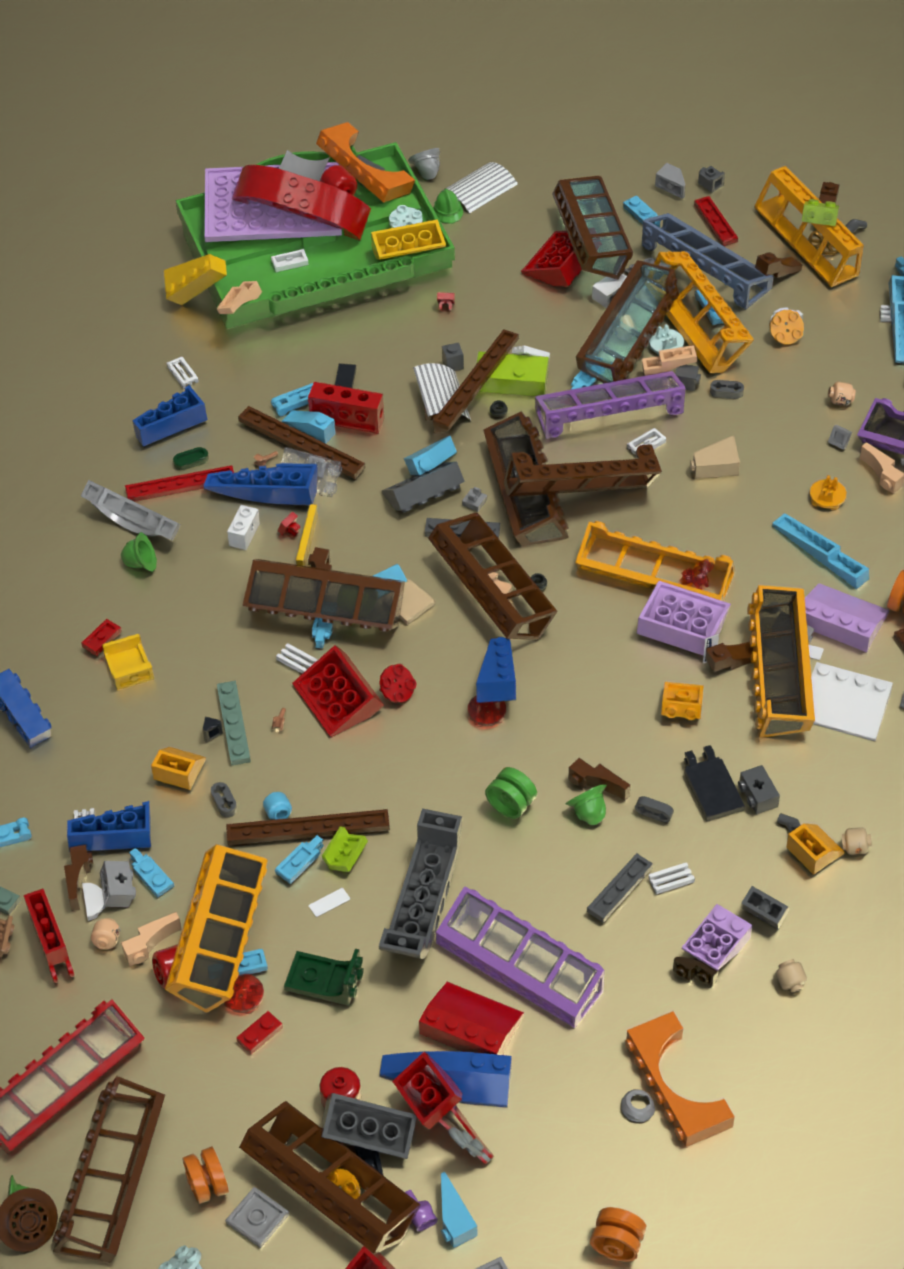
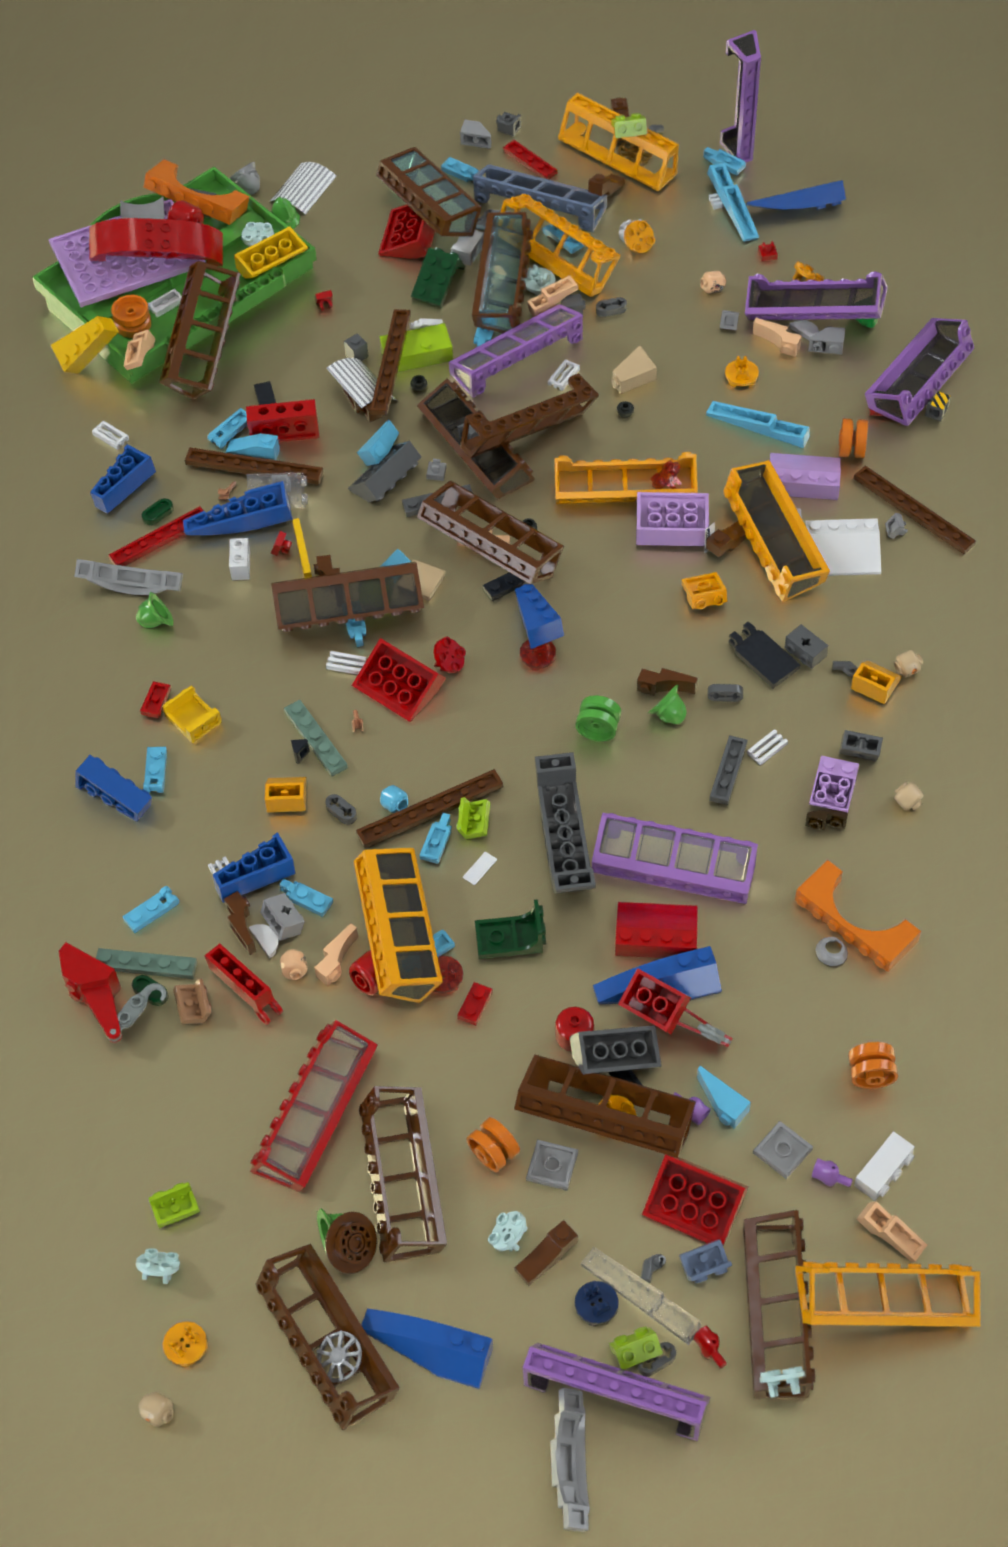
camera: 20 degrees left, 5 degrees up
(69, 704) = (155, 769): none -> medium azure plate
(248, 262) = (131, 315): none -> orange wheel
(294, 281) = (183, 323): none -> reddish brown window
(482, 632) = (502, 586): none -> black hinge
(564, 308) = (436, 276): none -> dark green bracket
(691, 495) = (625, 409): none -> pearl dark grey plate

